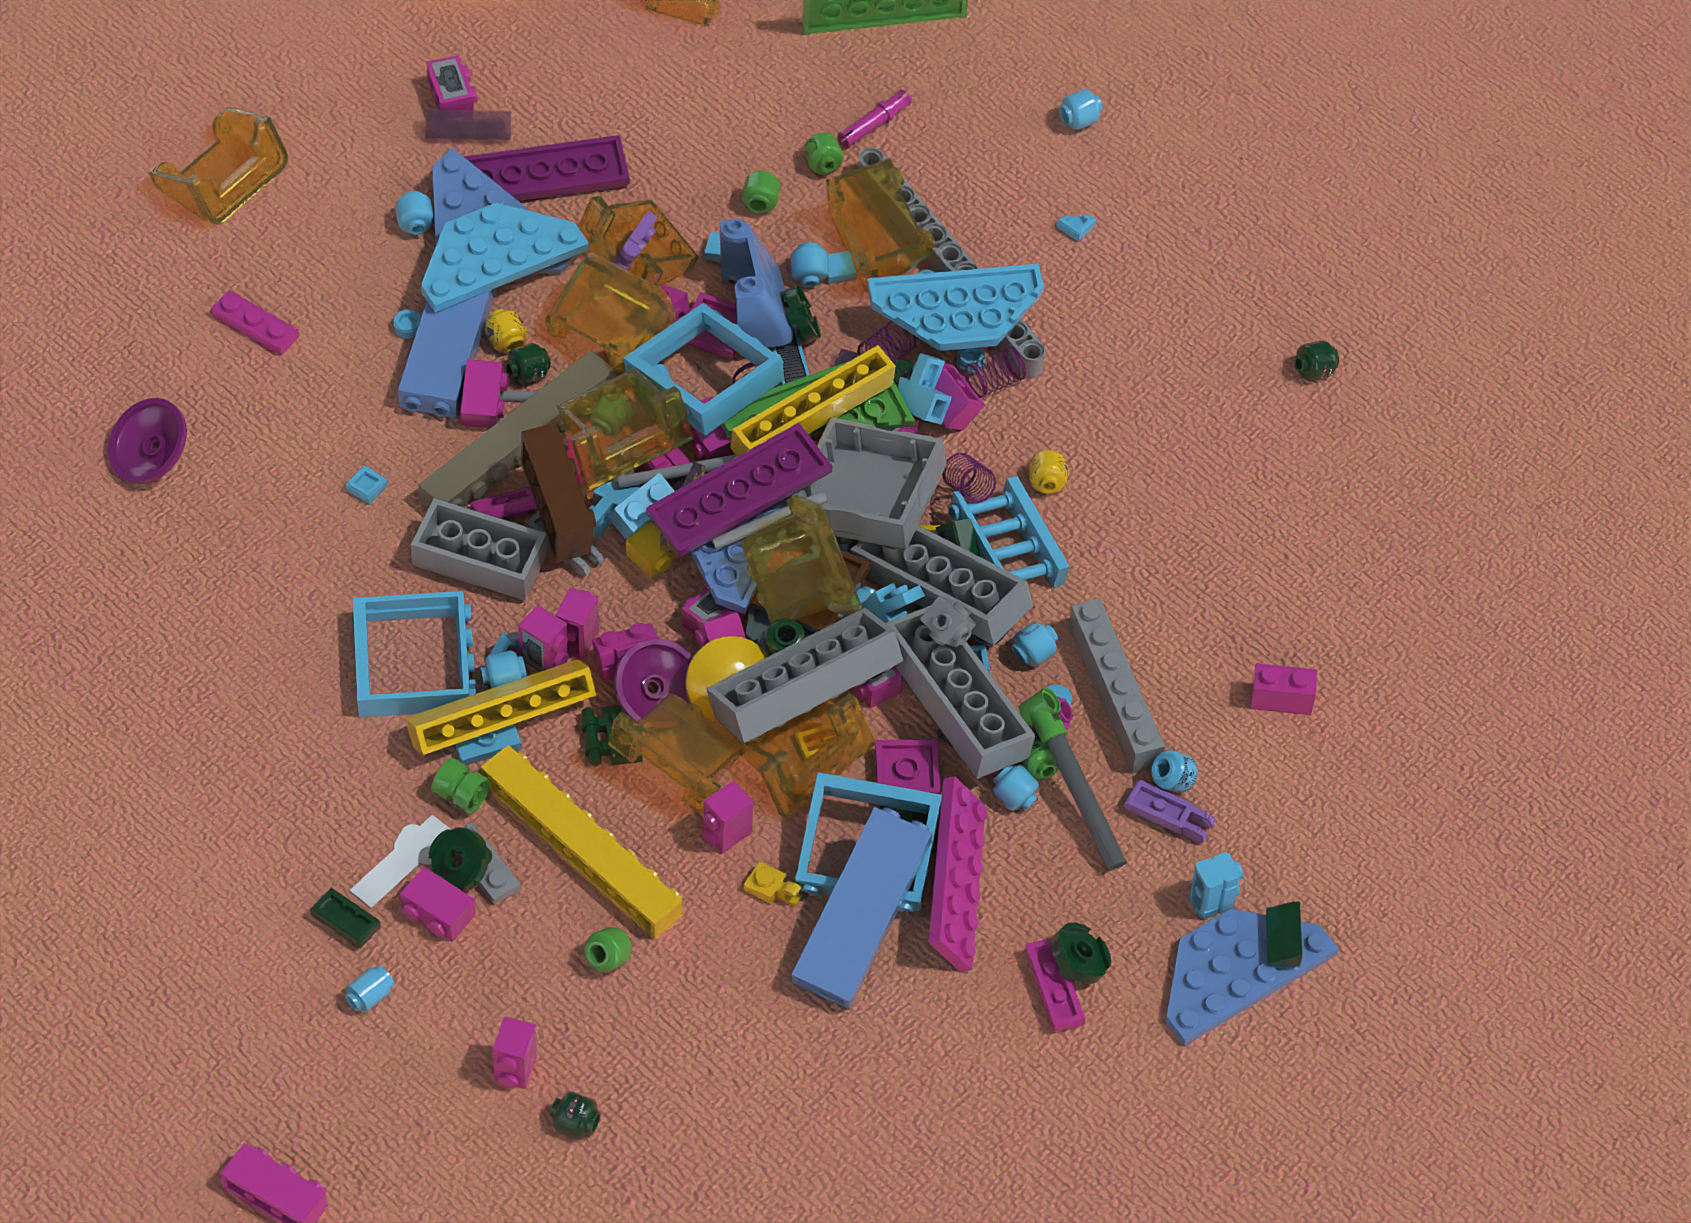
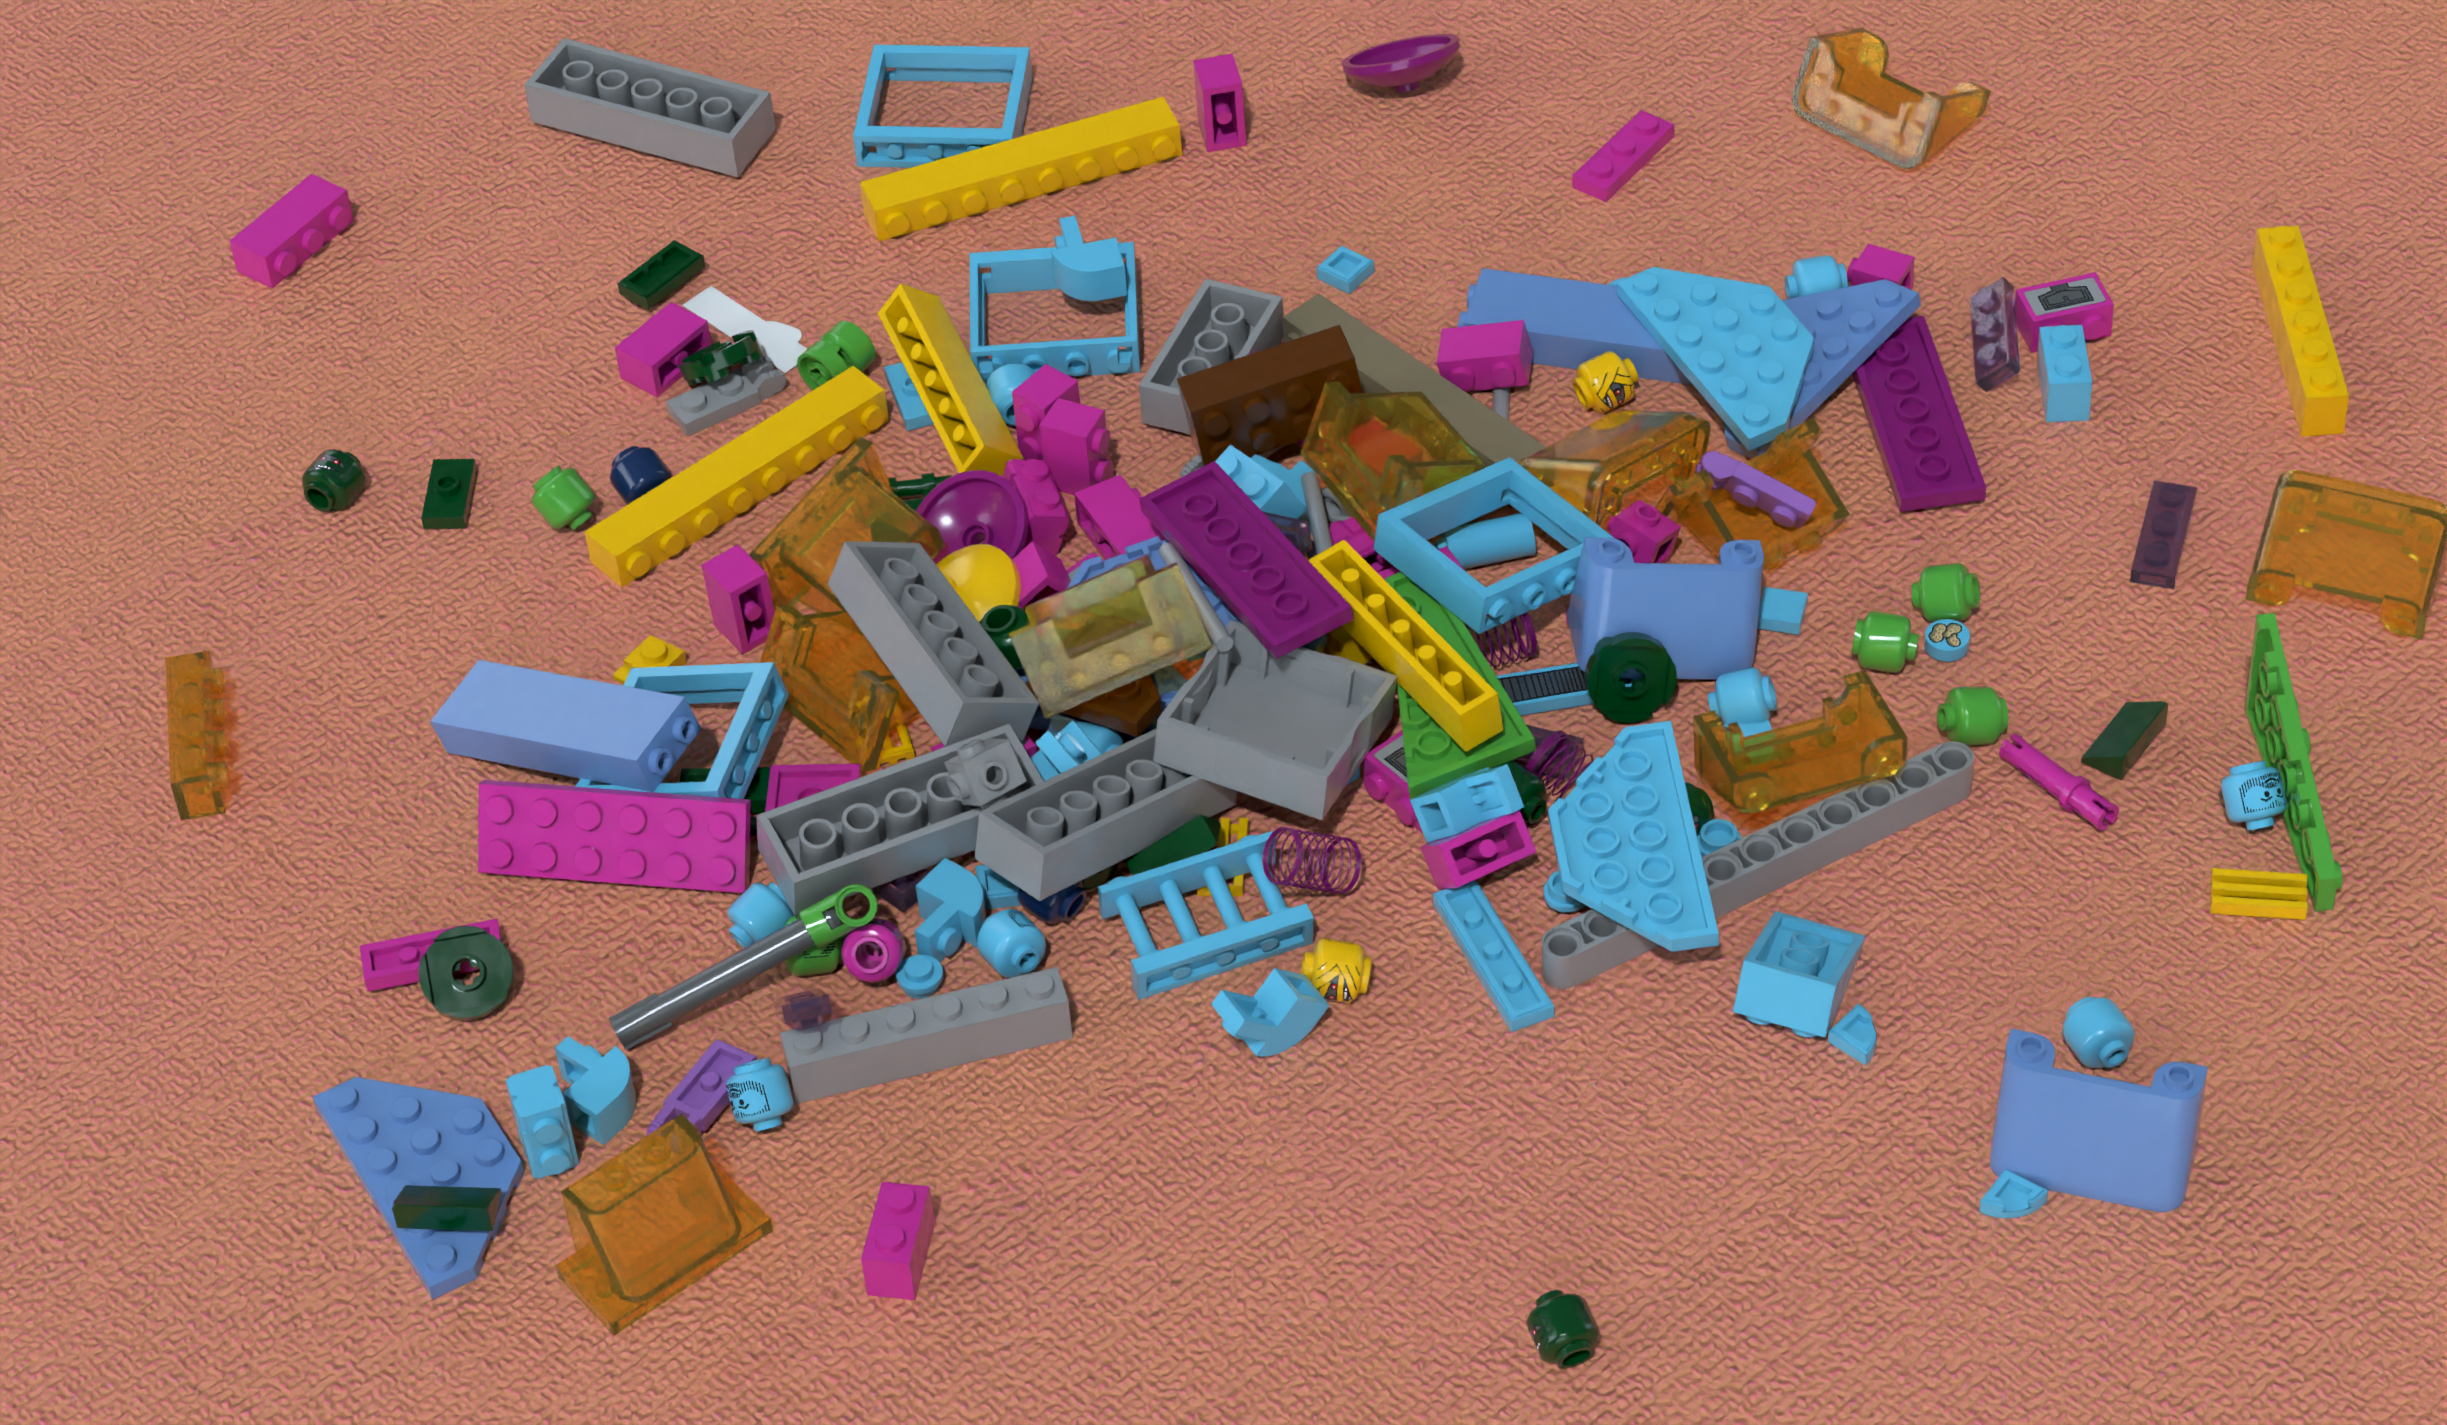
camera: 100 degrees right, 10 degrees down
(151, 938) = (650, 107): none -> light grey brick
(152, 787) = (920, 145): none -> medium azure window
(193, 550) = (1219, 102): none -> dark pink brick
(245, 685) = (1021, 168): none -> yellow brick
(369, 988) = (551, 295): medium azure brick -> none
(392, 620) = (1087, 269): none -> medium azure brick
(407, 176) = (1879, 264): none -> dark pink brick
(513, 89) = (2064, 373): none -> medium azure brick
(514, 1053) = (418, 408): dark pink brick -> none
(527, 364) = (1544, 404): dark green head -> none
(582, 903) = (637, 472): none -> dark blue head
(585, 1038) = (449, 493): none -> dark green plate
(652, 596) = (1113, 517): none -> dark pink brick
(654, 57) = (2163, 534): none -> clear purple plate
(715, 160) = (1946, 592): none -> bright green head
(747, 164) = (1947, 640): none -> medium azure tile
(834, 85) = (2126, 737): none -> dark green slope
(852, 1164) = (197, 734): none -> clear yellow brick
(892, 25) = (2253, 794): none -> medium azure head
(960, 21) = (2259, 887): none -> yellow tile
(1007, 363) = (1539, 922): magenta piece -> none
(1011, 677) = (952, 910): none -> medium azure brick
(1025, 398) = (1493, 956): none -> medium azure tile
(1042, 239) = (1797, 974): none -> medium azure slope
(1088, 501) = (1275, 1016): none -> medium azure brick
(1114, 741) = (803, 1008): none -> clear purple plate
(1159, 129) = (2094, 1131): none -> medium blue windscreen
(1168, 862) = (601, 1089): none -> medium azure brick
(1193, 161) = (2012, 1197): none -> medium azure tile
(1324, 841) = (653, 1225): none -> clear yellow windscreen

